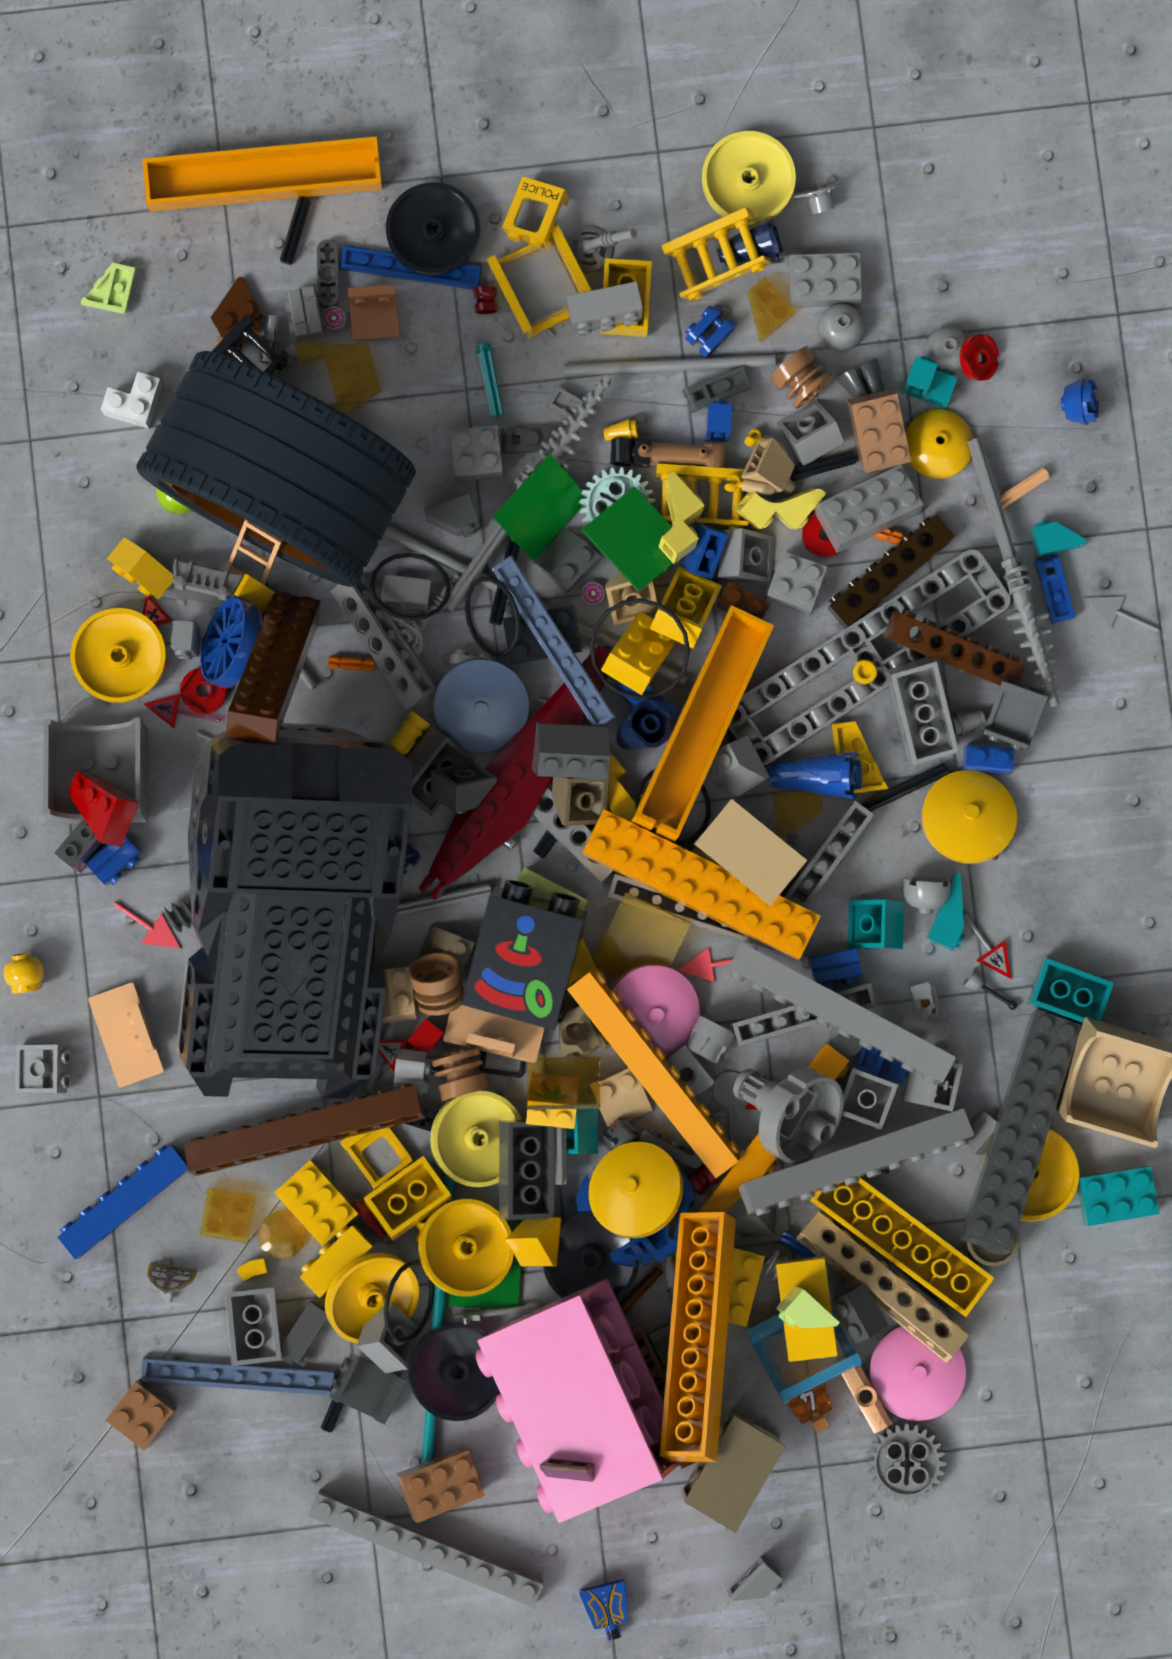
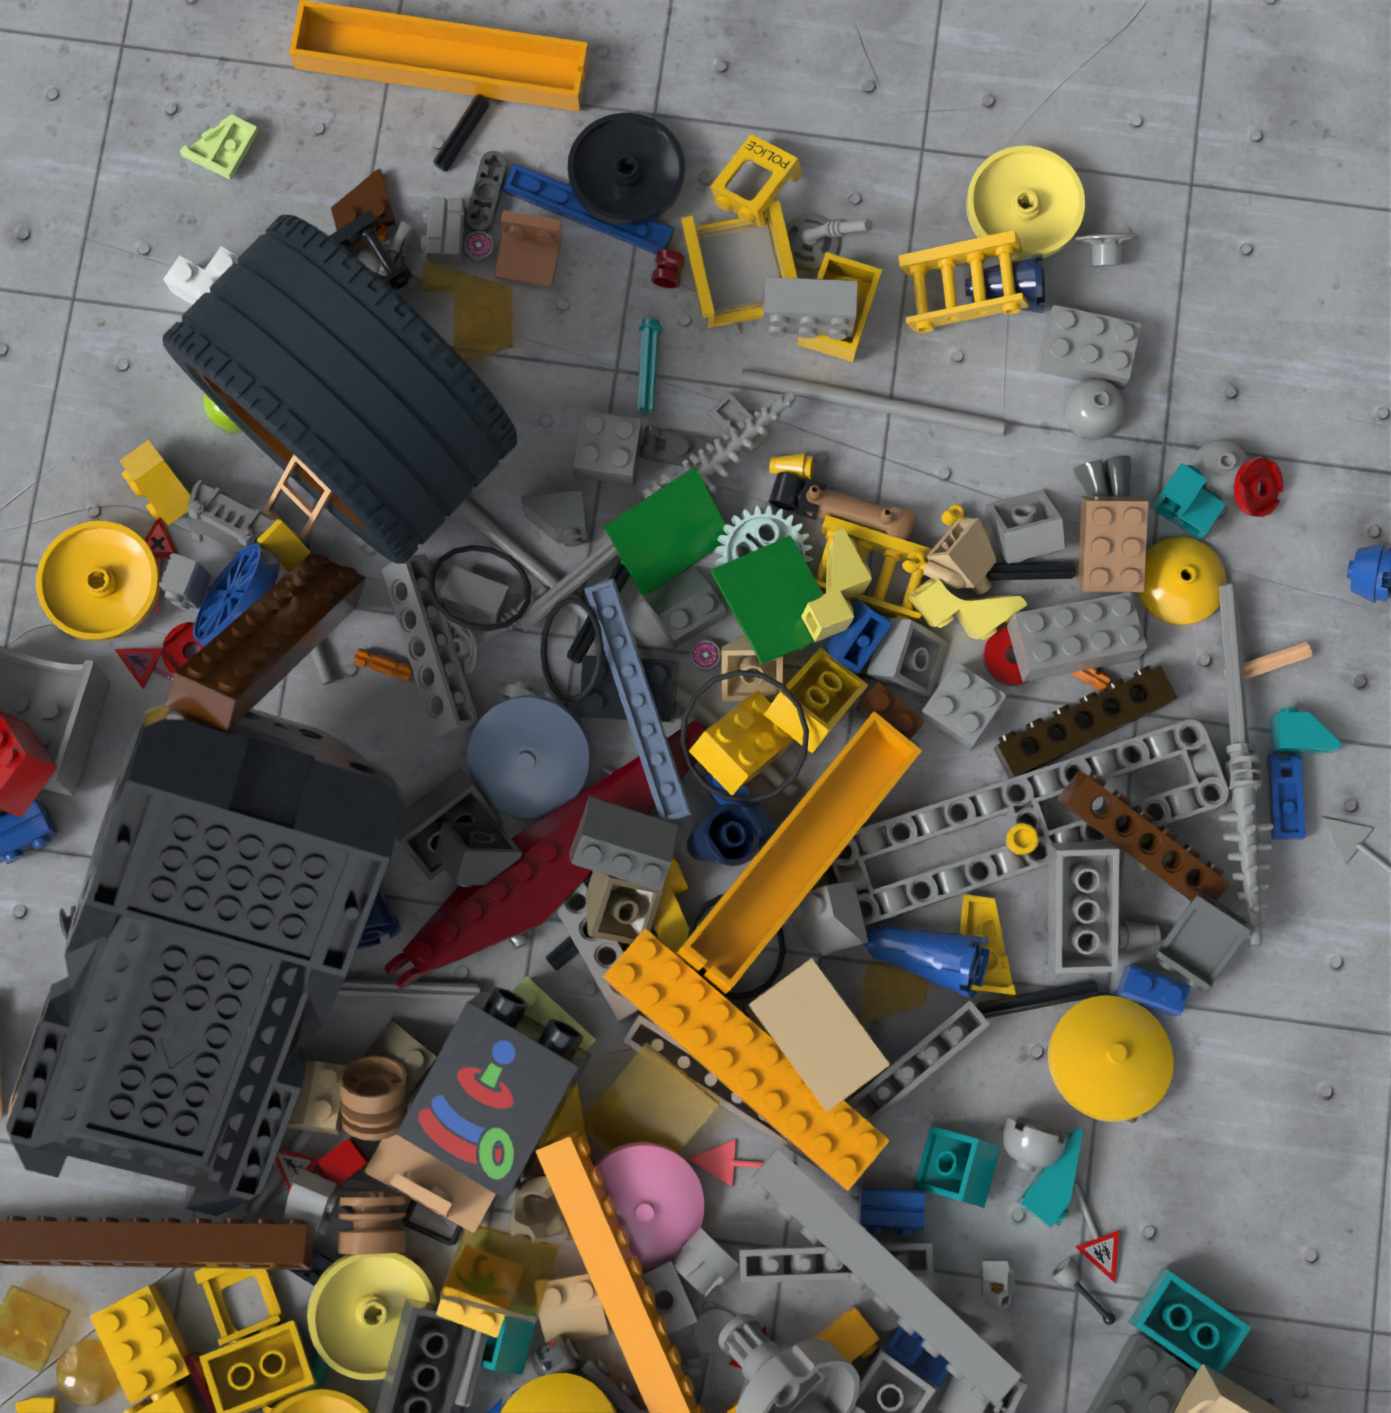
camera: 15 degrees right, 5 degrees down
(159, 933) = (49, 940): coral piece -> none
(409, 732) = (425, 772): yellow axle -> none
(697, 332) = (936, 357): blue brick -> none
(717, 388) = (924, 445): dark grey plate -> none
(718, 421) = (915, 483): blue brick -> none
(768, 308) = (1010, 364): clear yellow wing -> none
(801, 377) = (1029, 451): medium nougat wheel -> none

